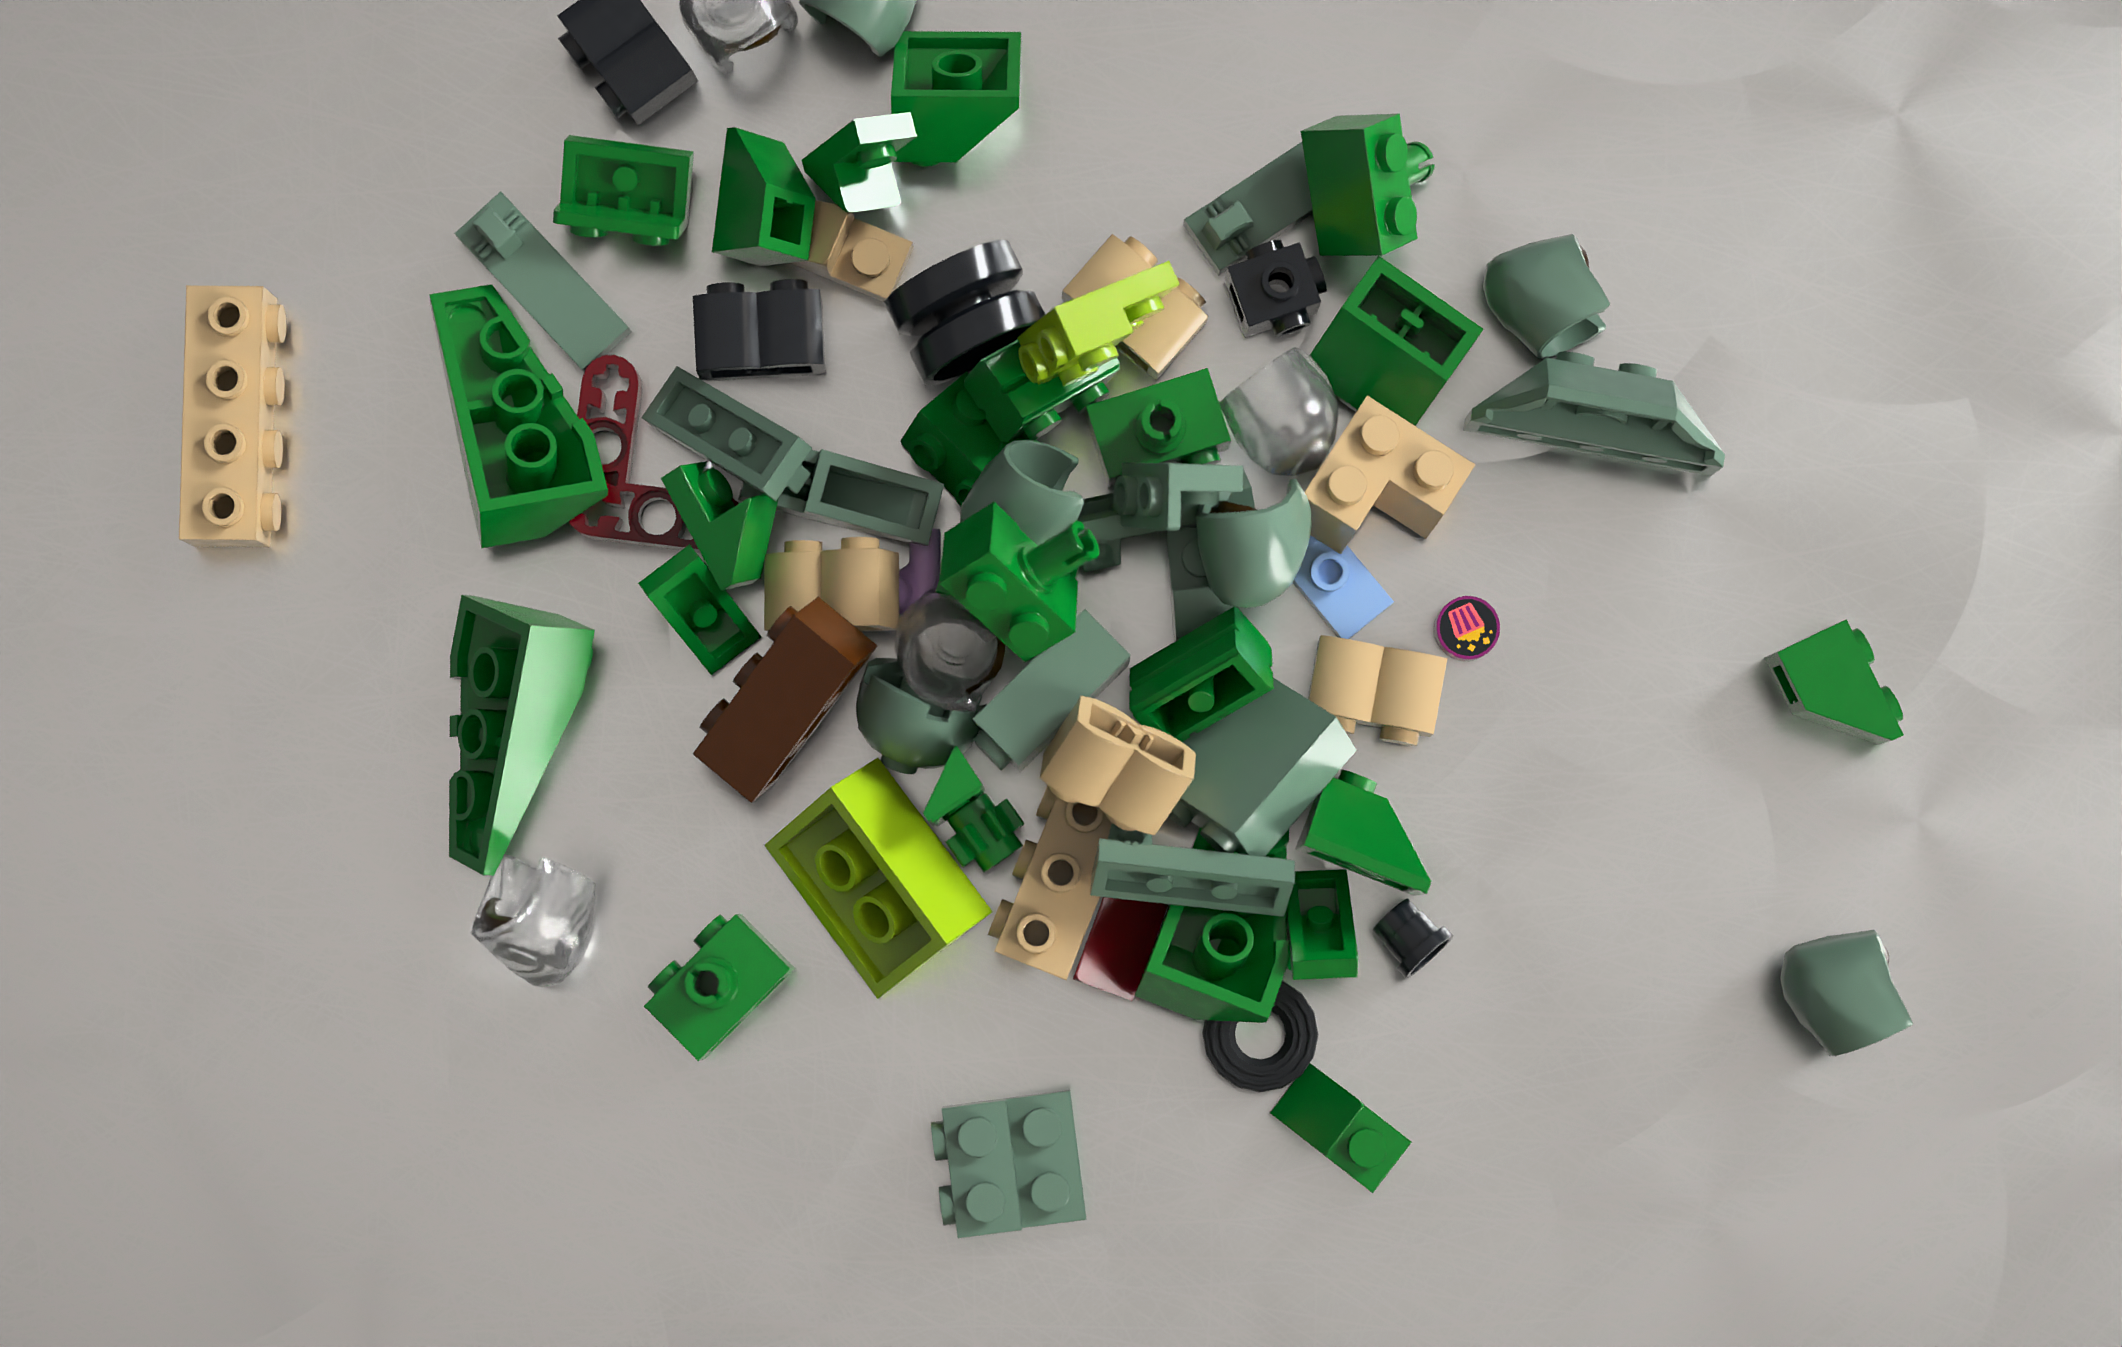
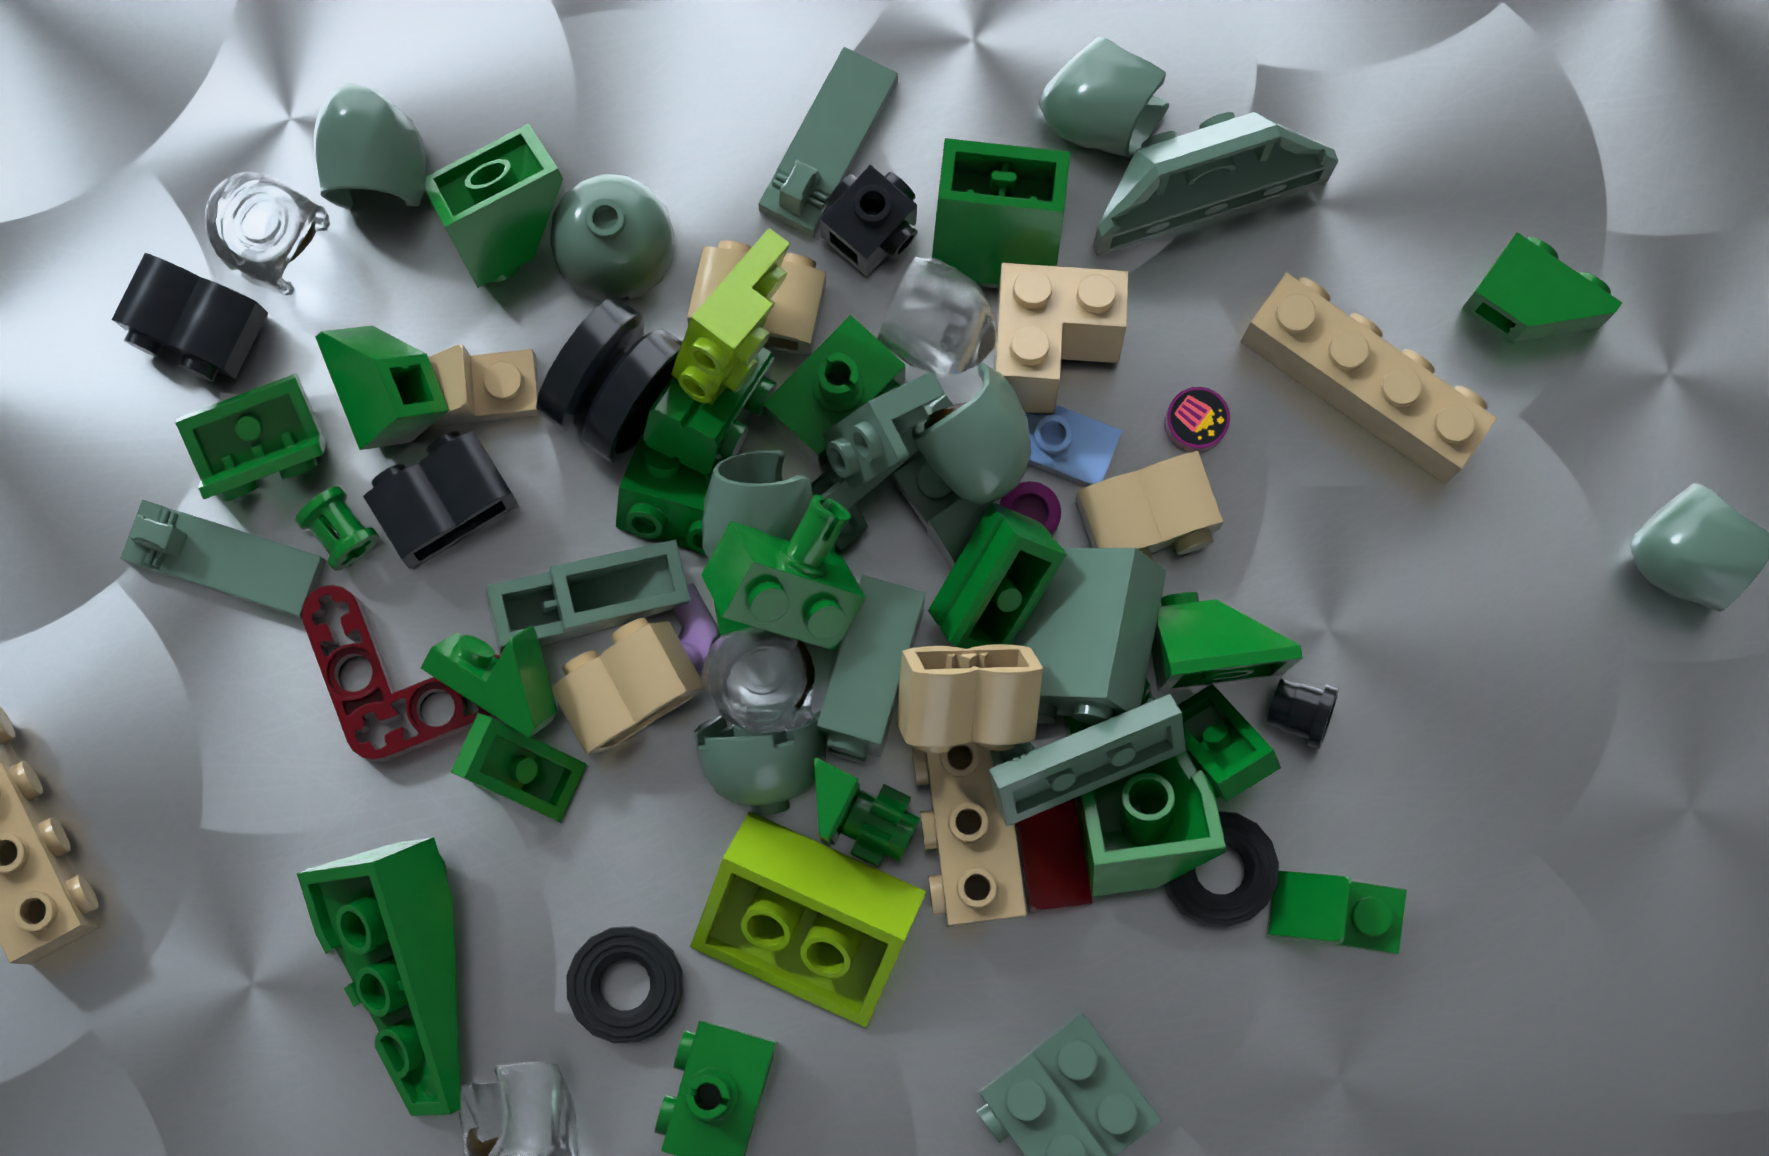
camera: 30 degrees left, 5 degrees down
(518, 437) = (274, 706): green wedge -> none
(651, 844) = (585, 976): none -> black tyre
(656, 310) = (337, 528): none -> green bush
(729, 434) = (461, 598): sand green hinge -> none
(782, 697) = (635, 803): reddish brown brick -> none
(857, 162) = (444, 301): green slope -> none
(1037, 179) = (612, 237): none -> sand green cylinder
(1278, 625) = (1035, 502): none -> magenta tile
(1362, 183) = (896, 88): green brick -> none
(1638, 676) = (1368, 377): none -> tan brick

